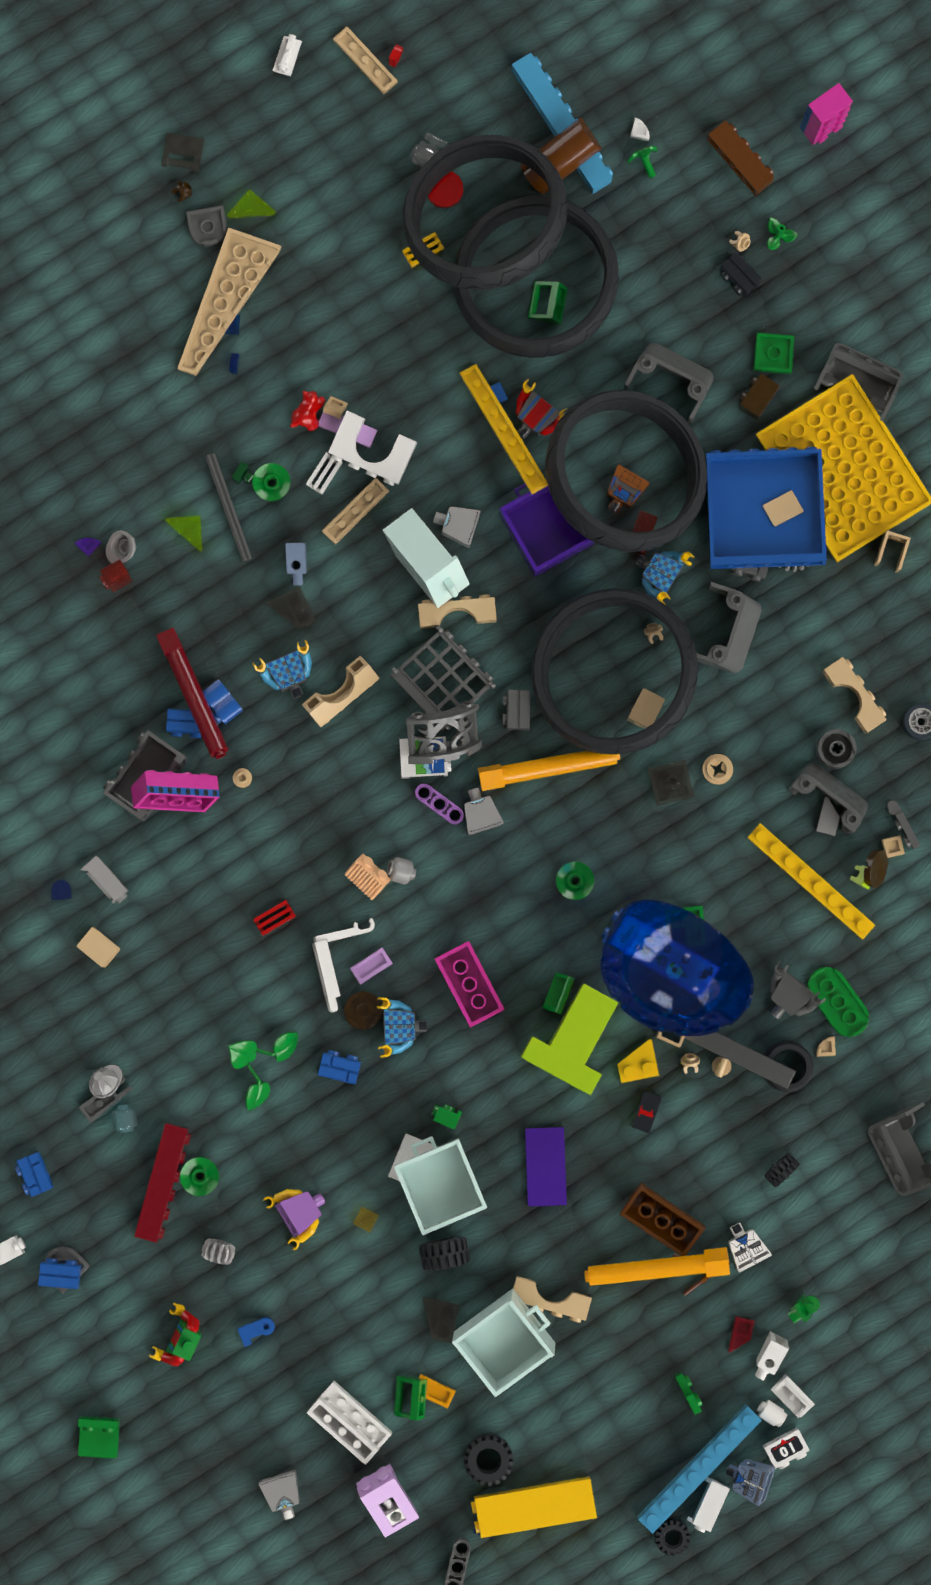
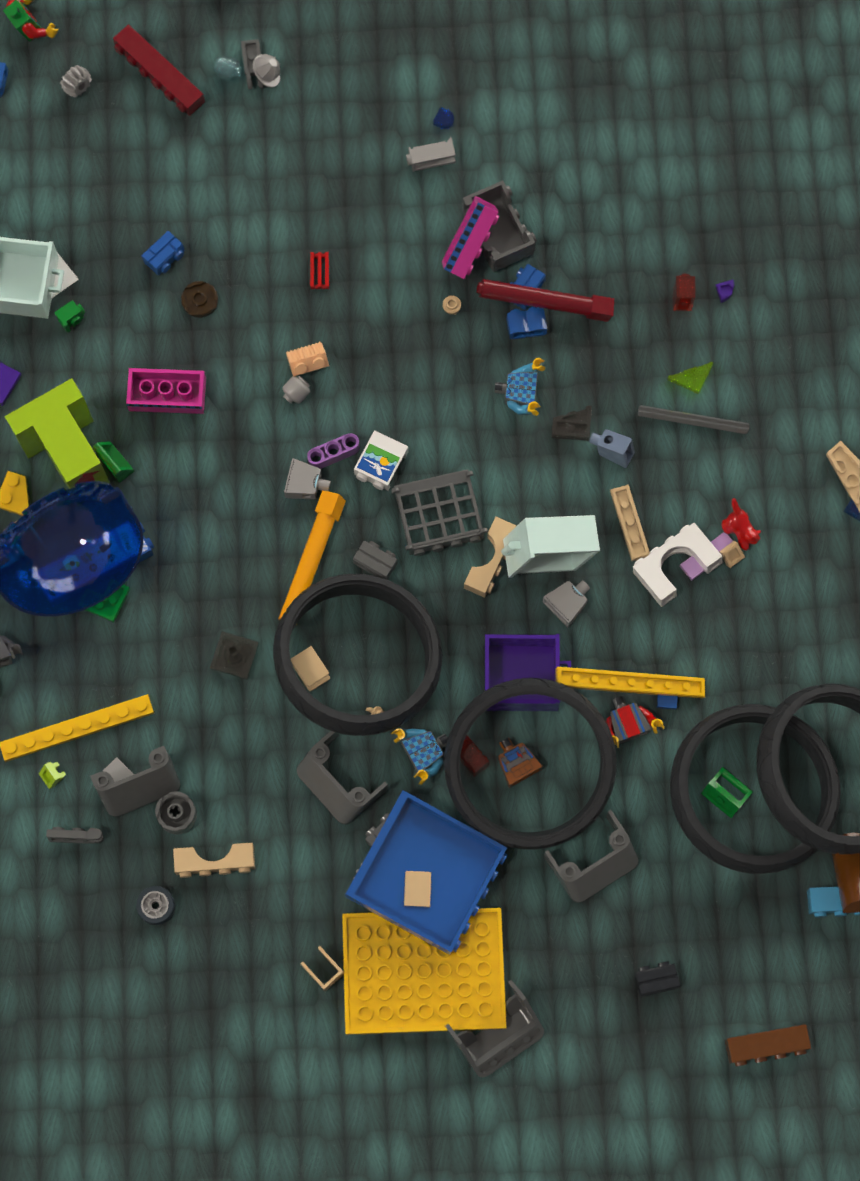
camera: 125 degrees right, 10 degrees down
(98, 947) = (379, 120): tan piece -> none
(120, 546) = (707, 312): light grey piece -> none
(189, 1176) = (141, 94): green dish -> none
(234, 363) = (819, 491): clear blue tile -> none
(242, 474) = (715, 444): dark green tile -> none
(244, 1052) = (220, 184): green plant -> none
(267, 473) = (696, 456): green dish -> none
(298, 1212) = (67, 158): medium lavender torso -> none
(318, 468) = (676, 497): white tile -> none
(325, 963) = (257, 287): white hinge -> none
(358, 679) = (472, 402): tan arch -> none
(366, 1219) = (29, 210): clear yellow tile -> none
(371, 965) = (232, 325): lavender tile -> none
(399, 1026) = (167, 317): torso -> none
(437, 242) = (835, 709): yellow tile -> none
(467, 729) = (402, 471): dark grey fence -> none
(579, 871) = (198, 518): green dish -> none
(640, 130) = (844, 967): white tile -> none
(644, 155) = (818, 954): green plant -> none
(726, 766) = (224, 694): tan gear -> none
(742, 242) = (687, 1000): tan plate -> none
(758, 397) = (534, 931): dark brown brick -> none
(773, 353) = (567, 970): green tile -> none
(780, 233) = (684, 1039): green plant -> none
(826, 114) = (764, 1140): dark pink brick -> none
(877, 868) = (50, 786): dark brown tile -> none
(893, 846) = (62, 816): tan tile -> none

